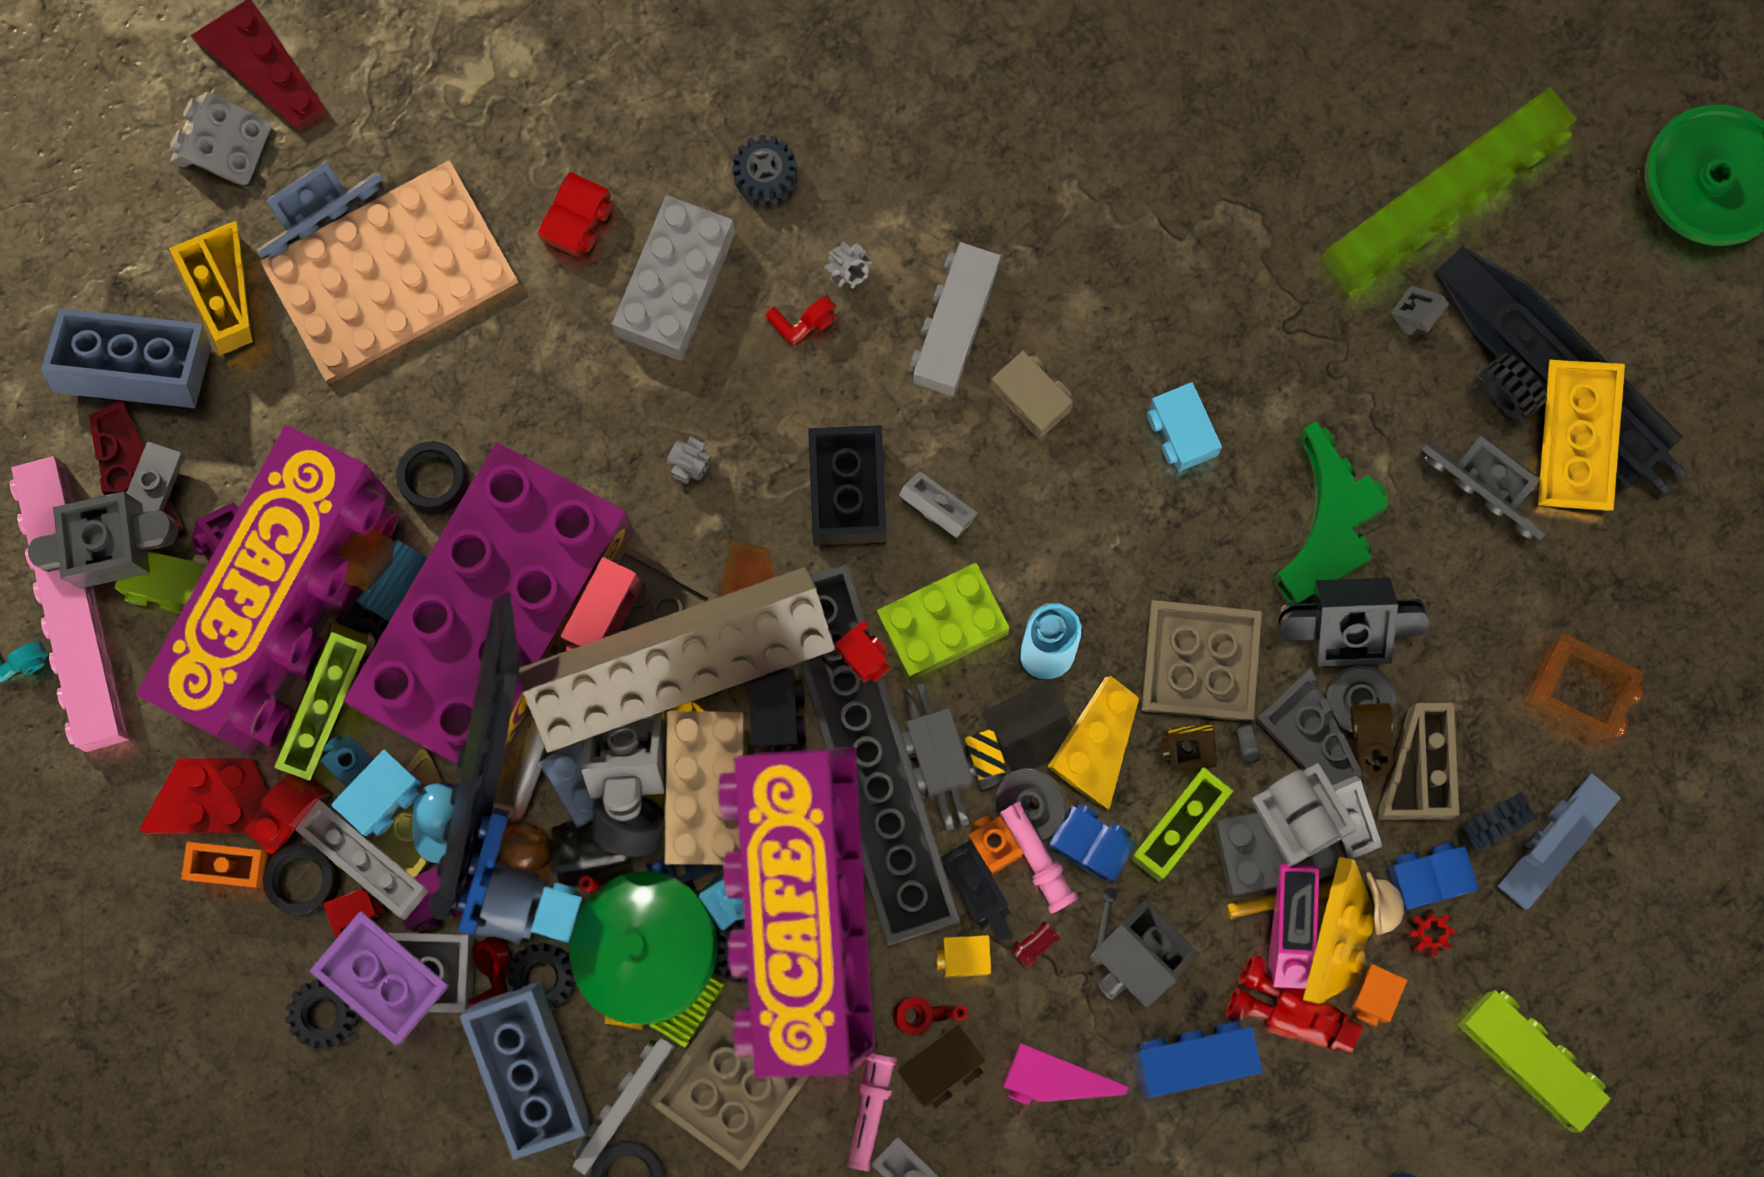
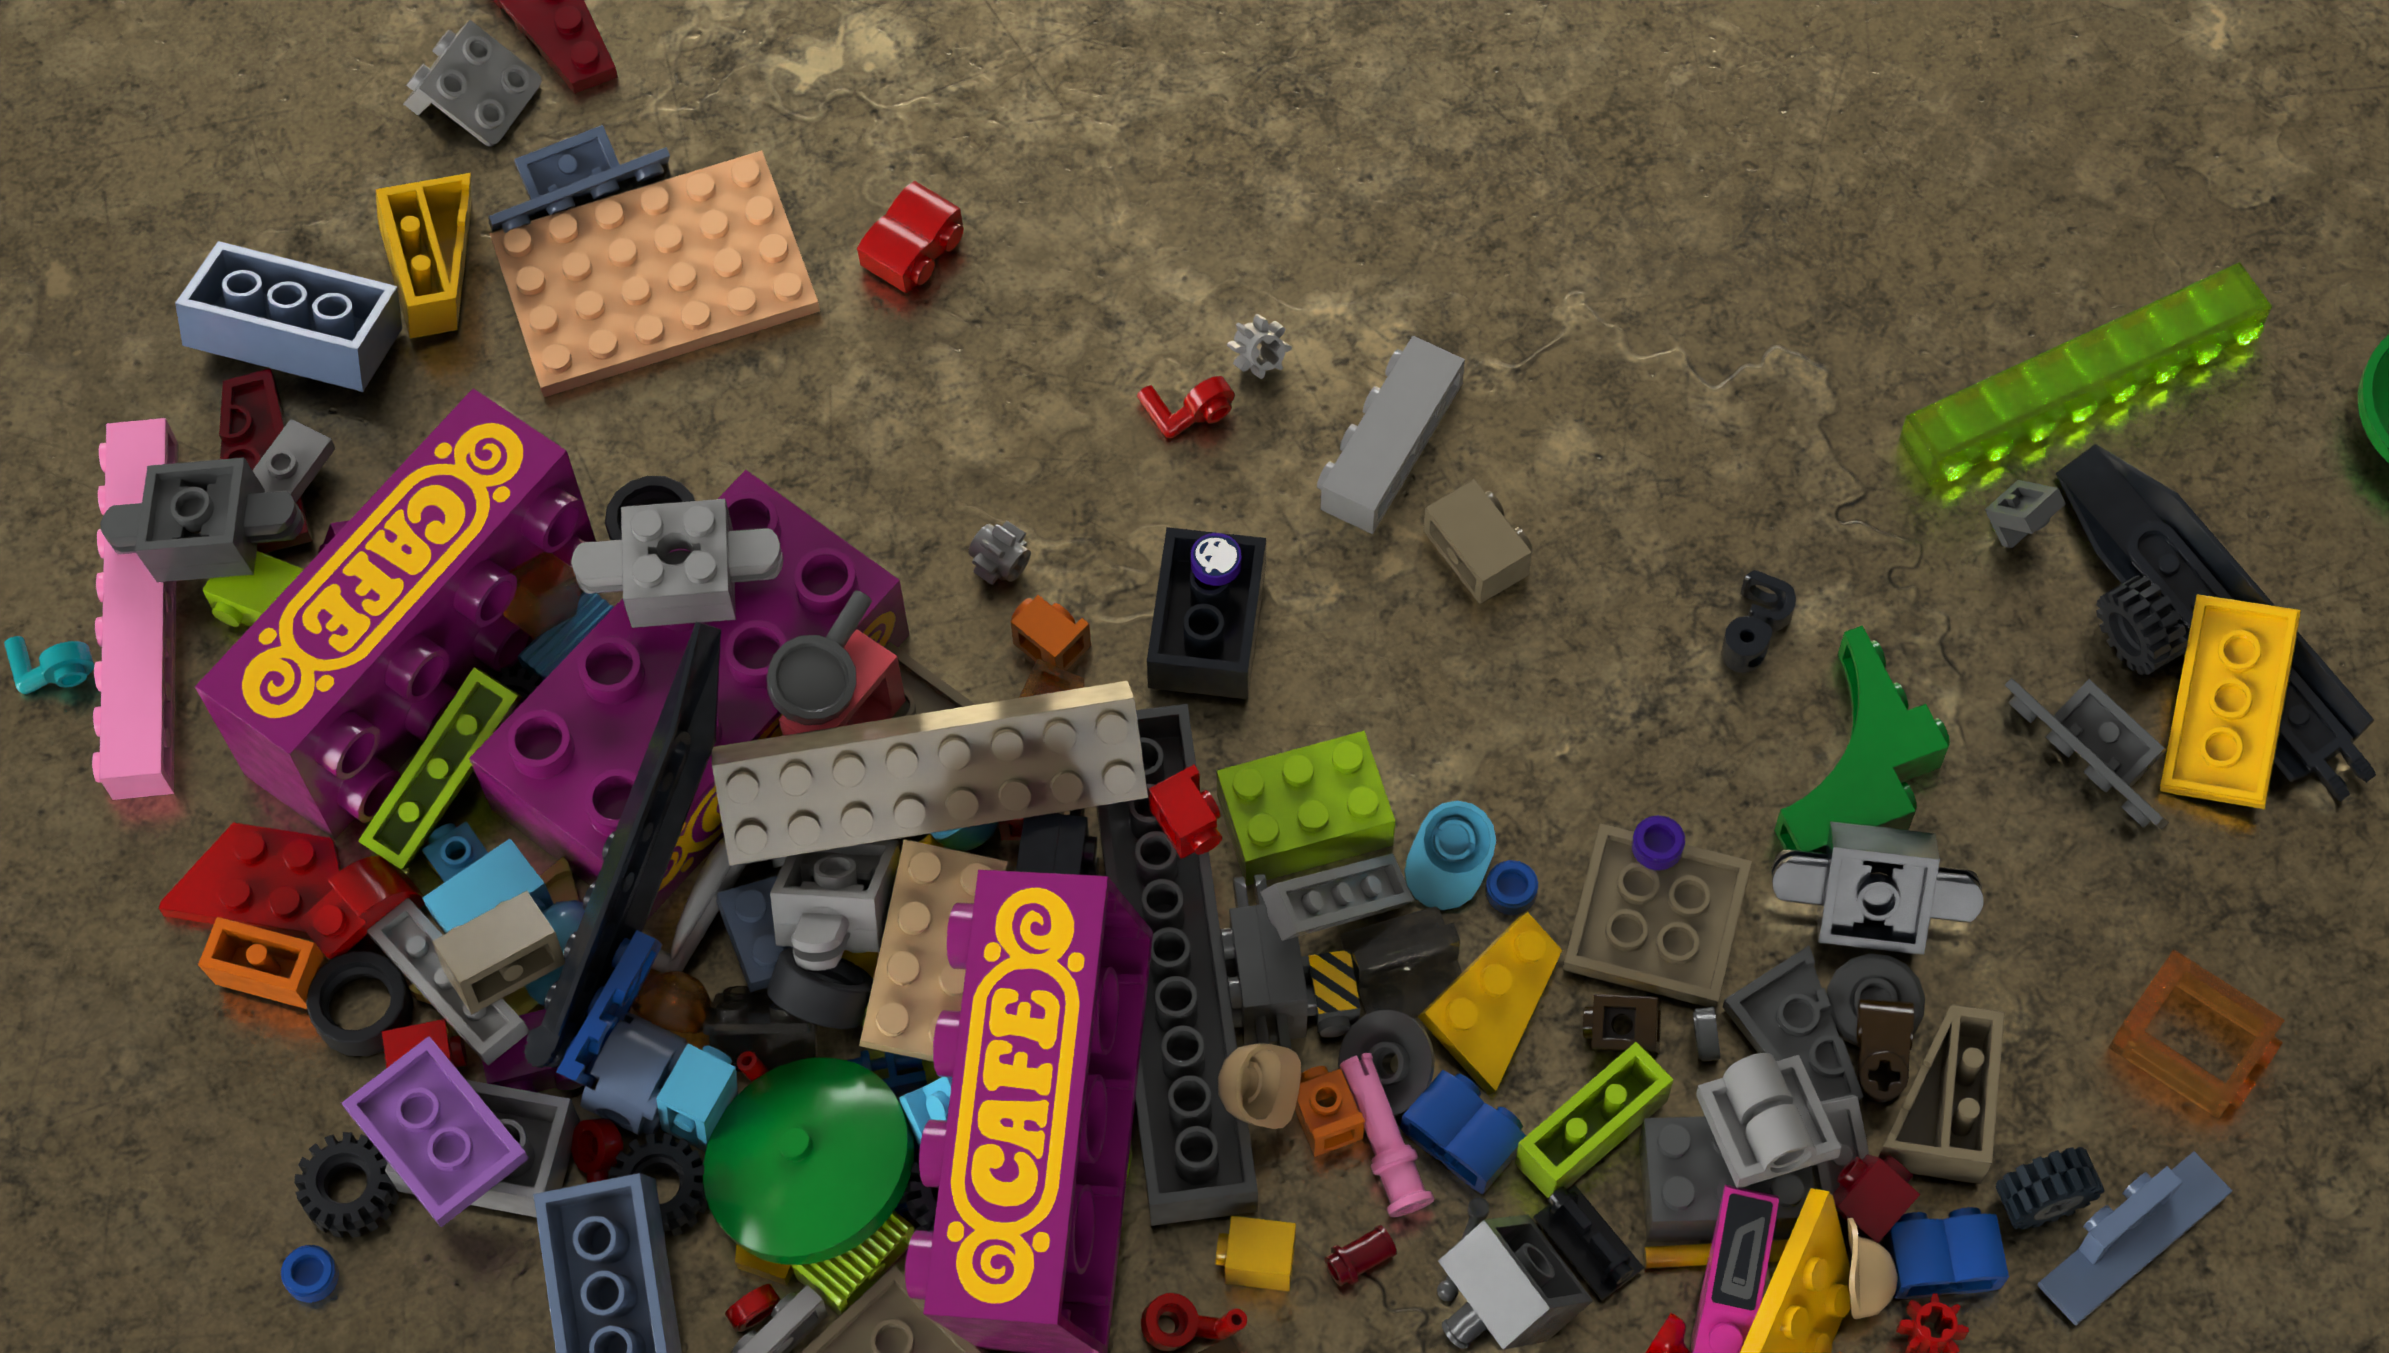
camera: 10 degrees right, 15 degrees down
(310, 1080) = (309, 1273): none -> blue tile
(395, 839) = (499, 952): none -> dark tan brick
(465, 535) = (679, 584): none -> light grey brick
(581, 602) = (814, 675): none -> dark grey piece
(625, 1055) = (752, 1308): none -> red tile
(674, 278) = (1024, 329): light grey brick -> none
(735, 517) = (1049, 633): none -> orange brick
(764, 158) = (1171, 204): black wheel -> none
(848, 450) = (1216, 559): none -> tile
(938, 504) = (1326, 659): light grey plate -> none
(949, 847) = (1261, 1084): none -> tan cap
(977, 890) = (1295, 1177): black hinge -> none
(979, 696) = (1336, 896): none -> light grey plate
(1096, 654) = (1511, 887): none -> blue tile
(1183, 427) = (1679, 612): medium azure brick -> none
(1189, 908) = (1588, 1241): none -> black hinge
(1195, 609) = (1658, 842): none -> dark purple tile
(1238, 438) = (1750, 636): none -> black leg
(1380, 848) = (1874, 1194): none -> dark red brick

